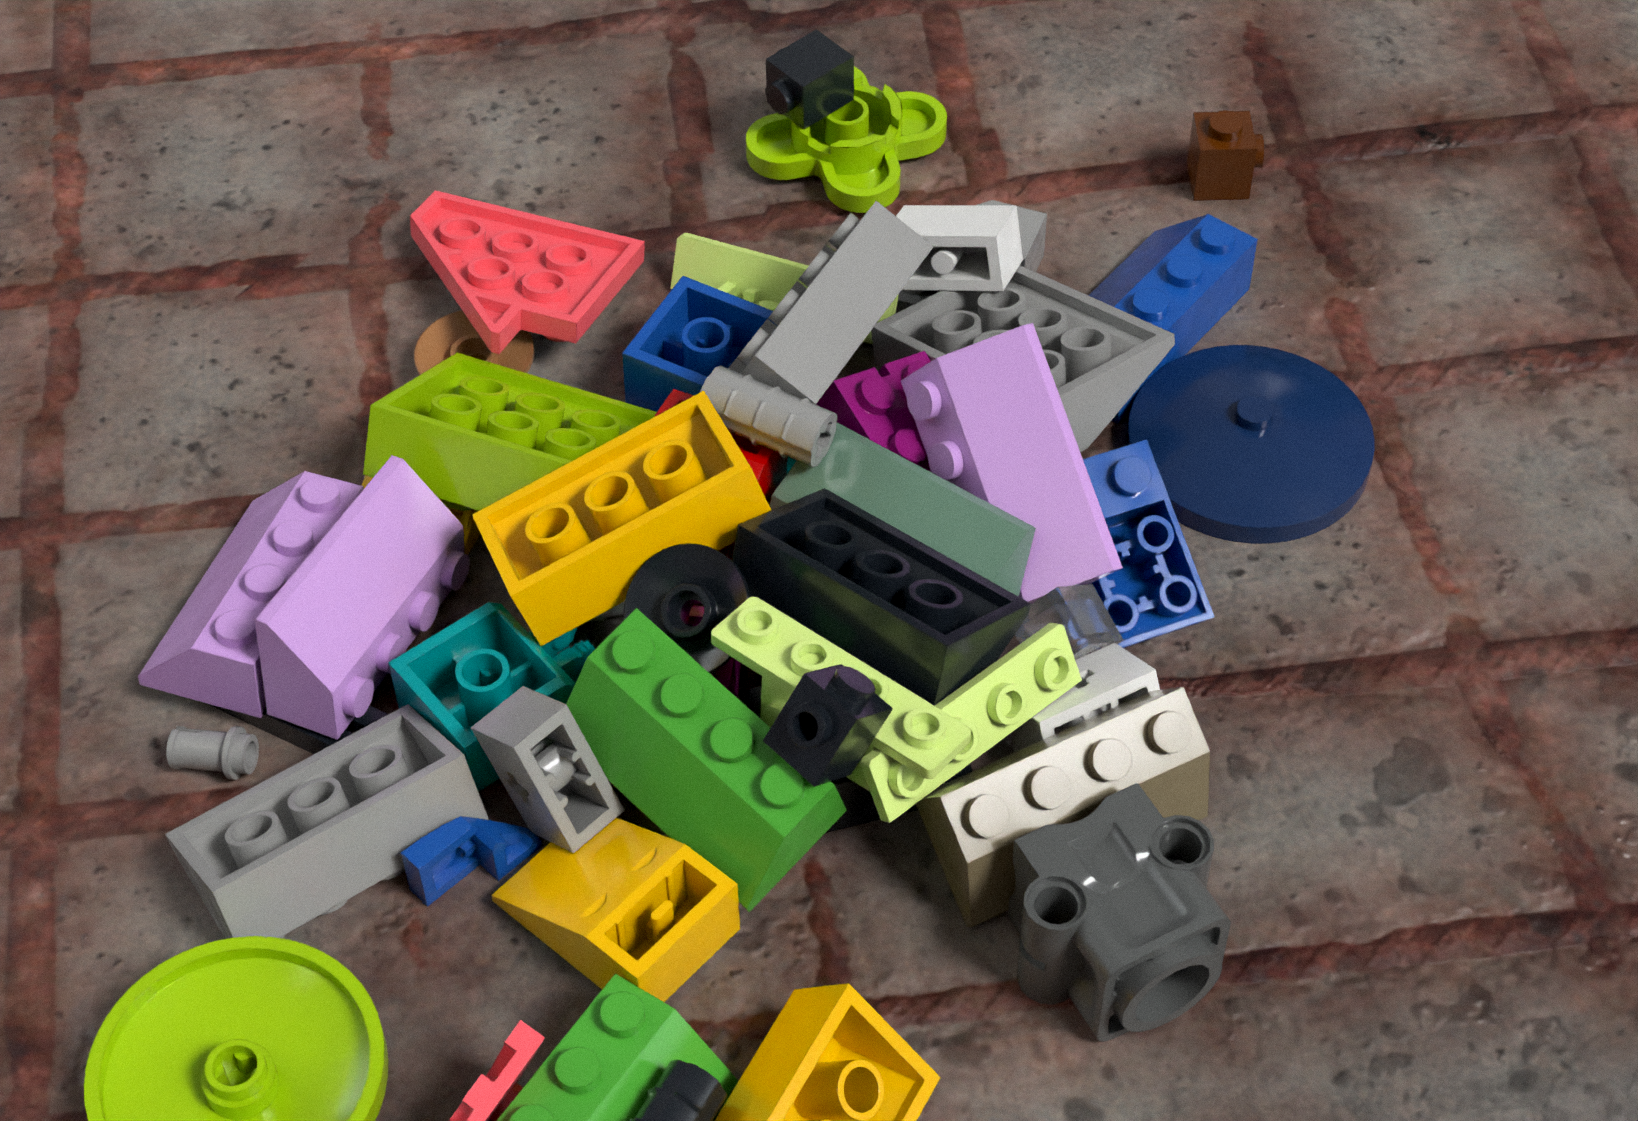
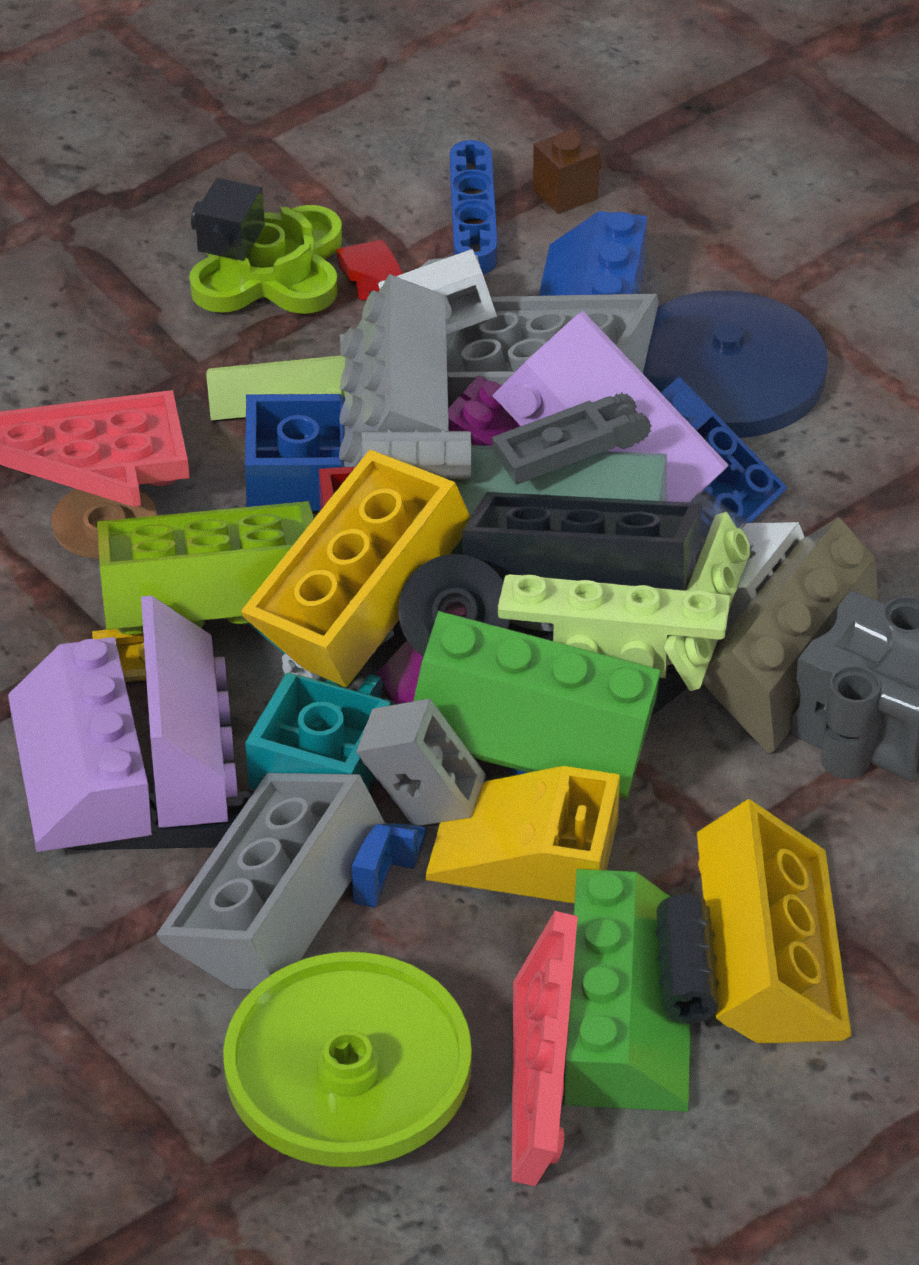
camera: 30 degrees left, 5 degrees down
(211, 750) = (132, 872): light grey pin -> none
(828, 723) = (638, 624): black brick -> none
(938, 464) = (570, 436): none -> dark grey hinge
(944, 179) = (367, 265): none -> red slope
(1096, 156) = (473, 206): none -> blue beam

